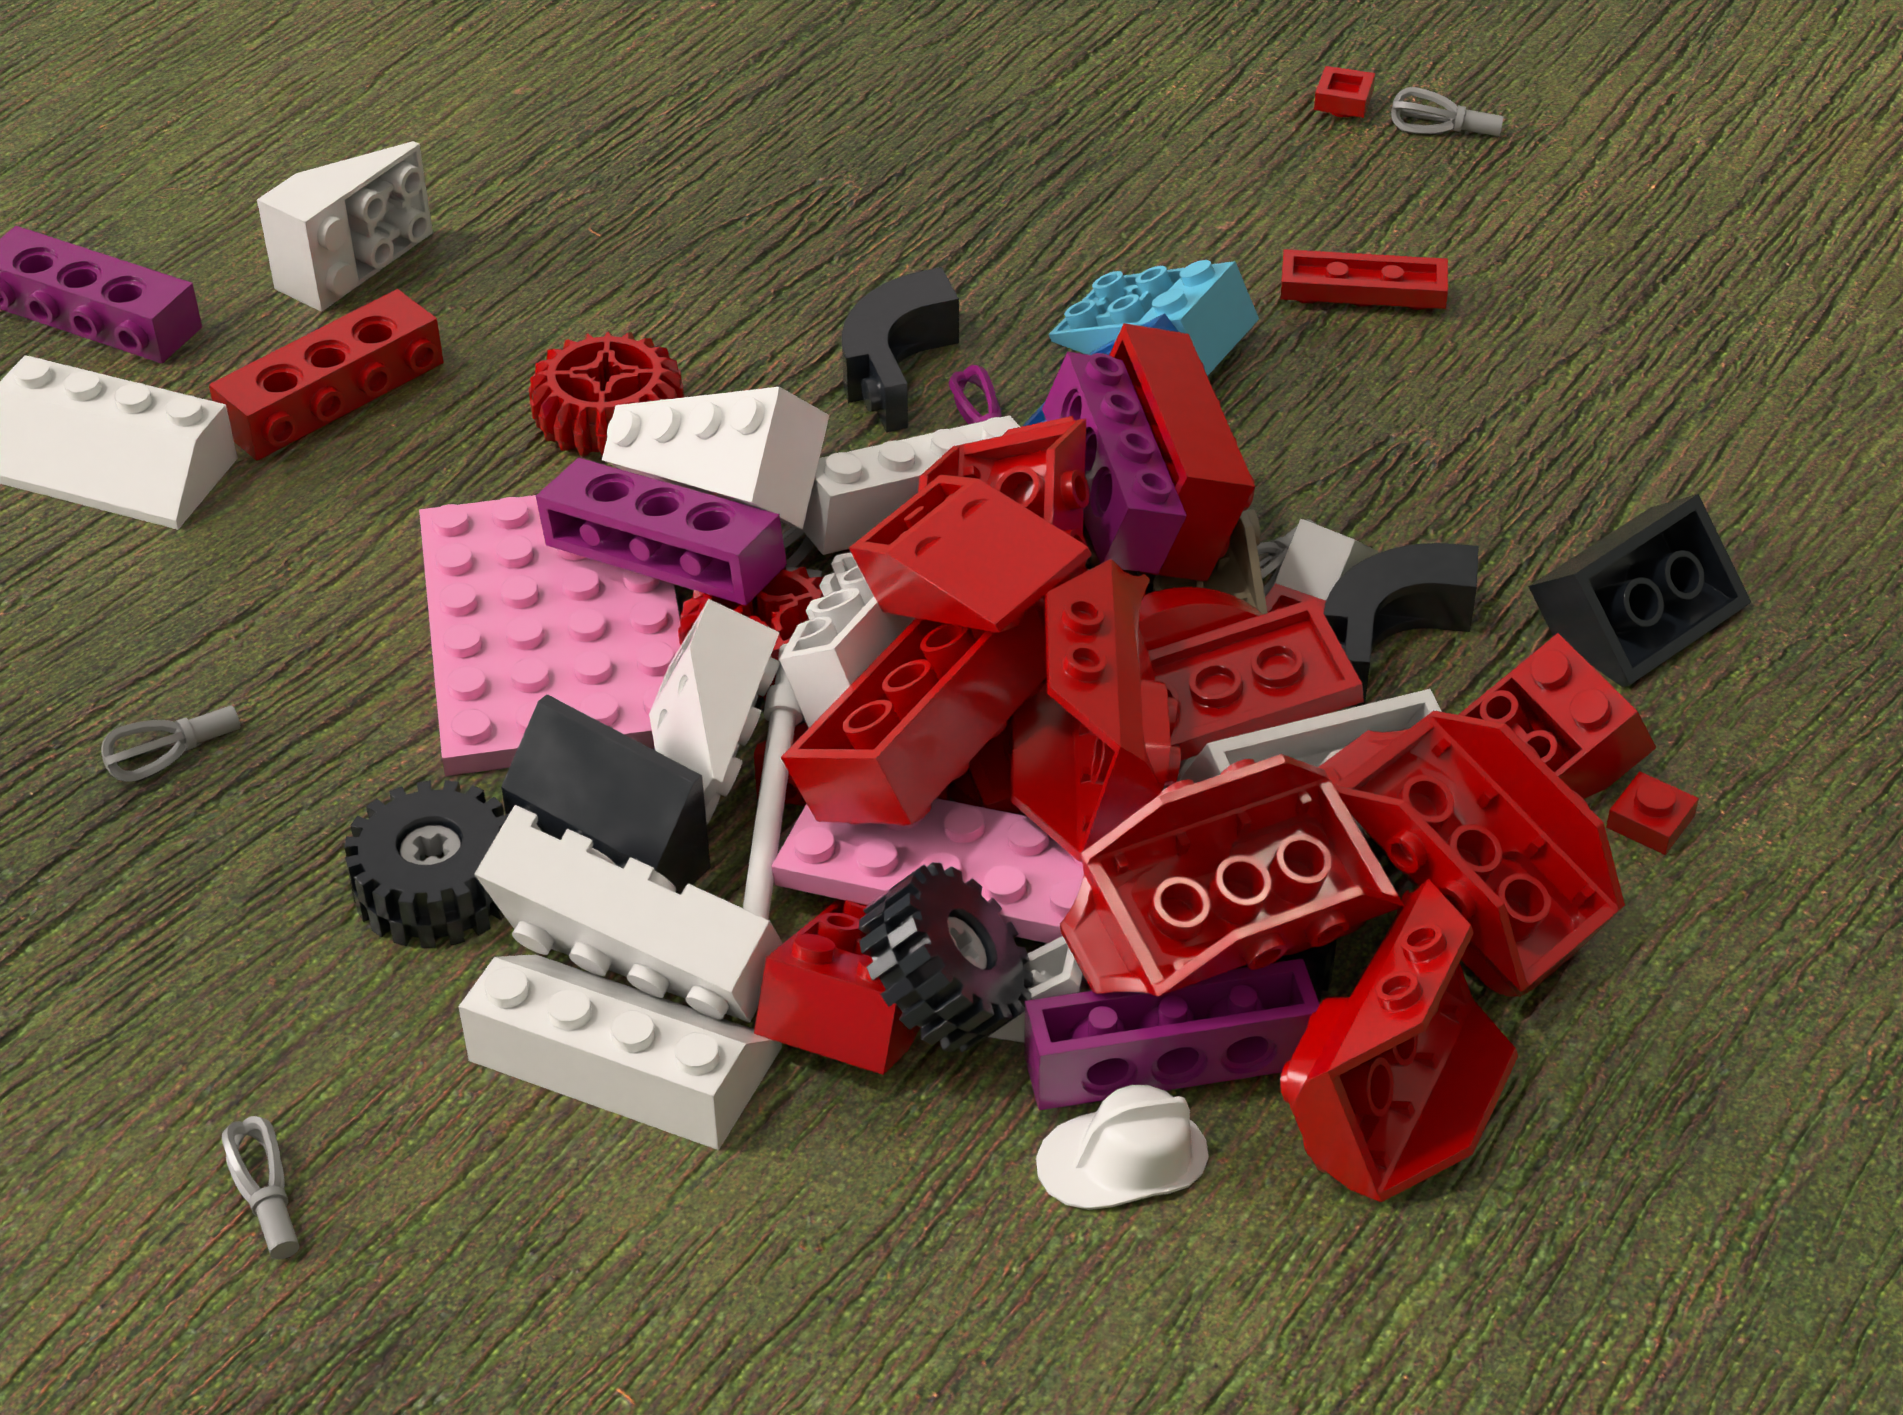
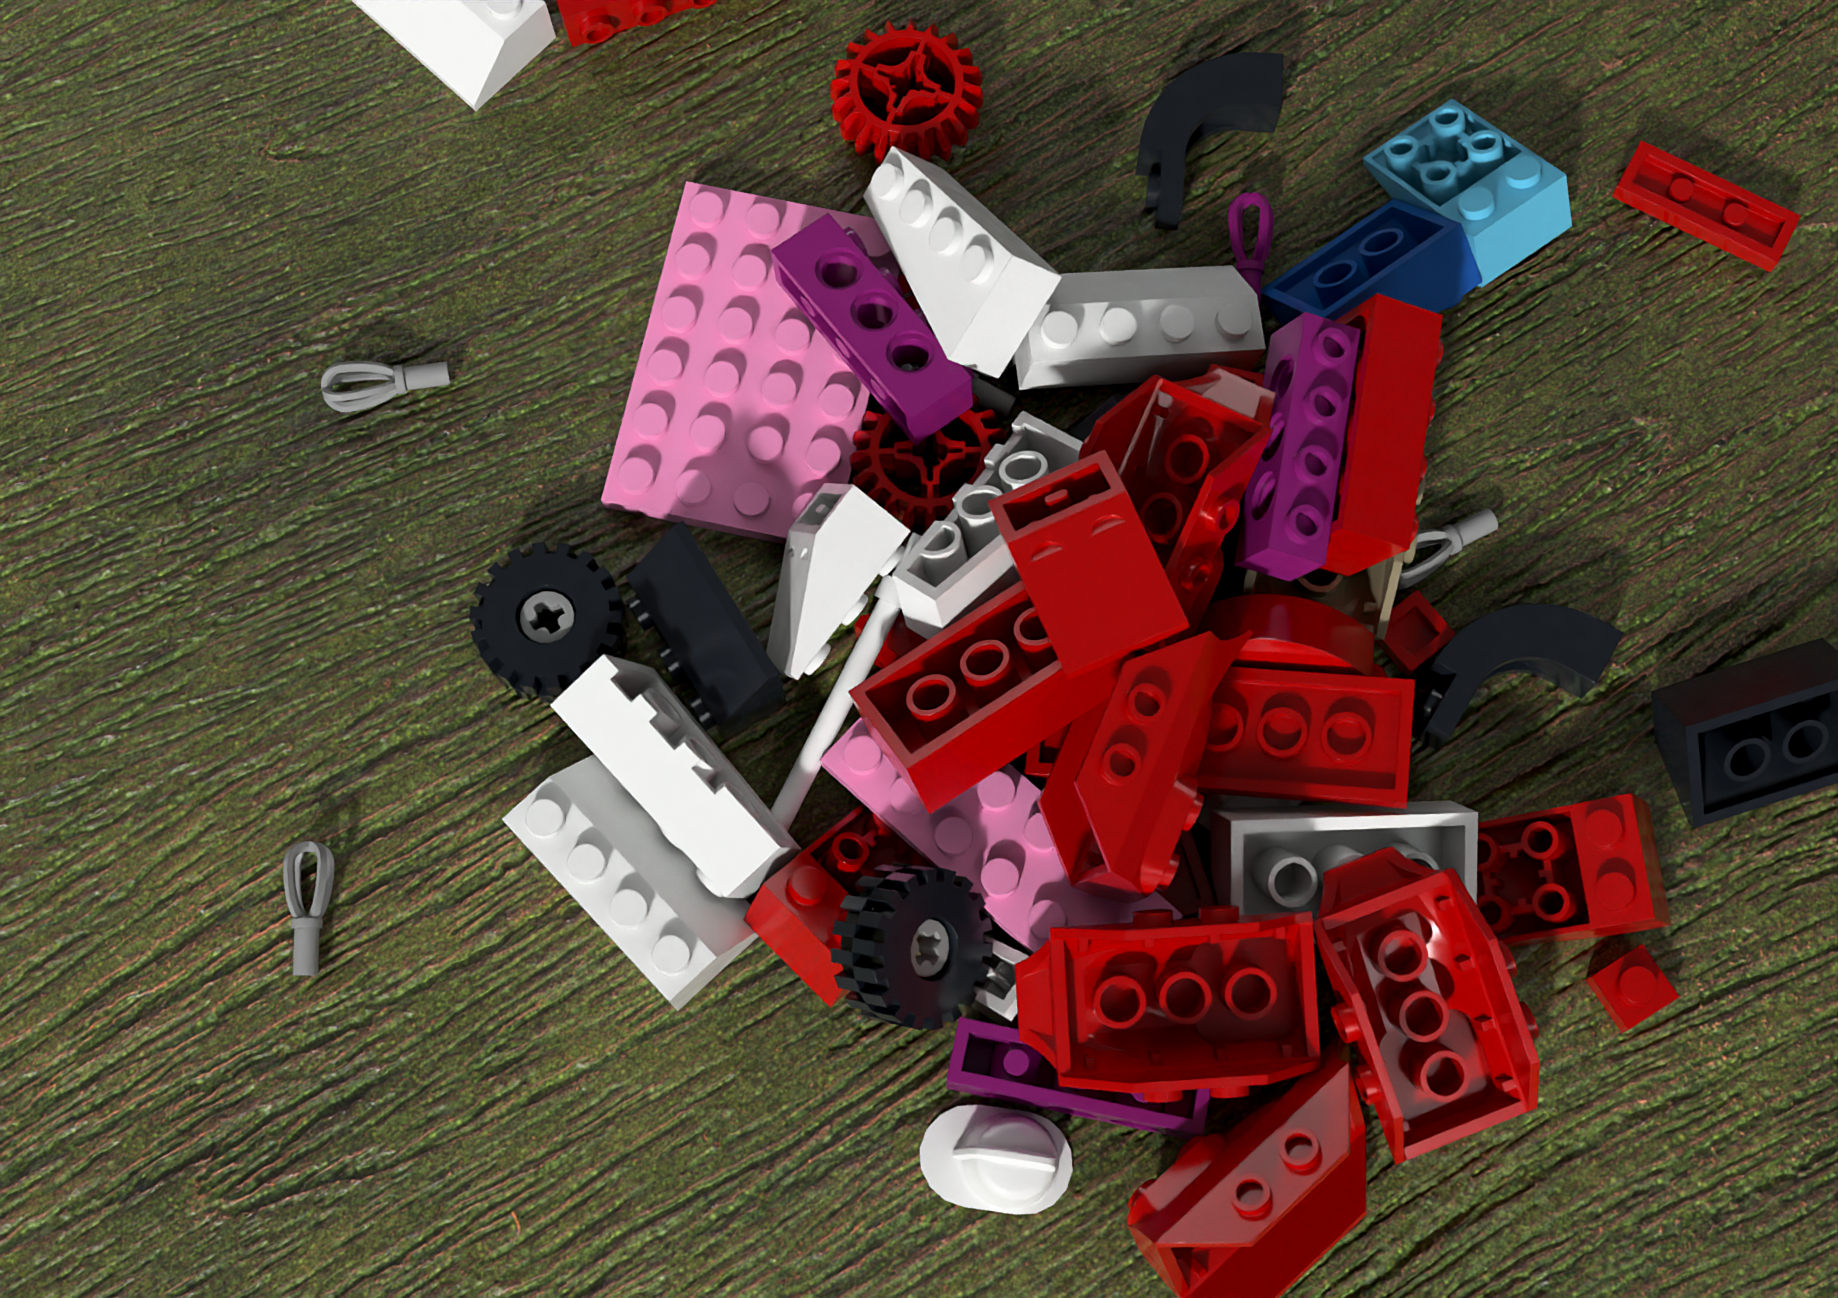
camera: 25 degrees right, 30 degrees up
(1319, 559) = (1477, 576): white slope -> none

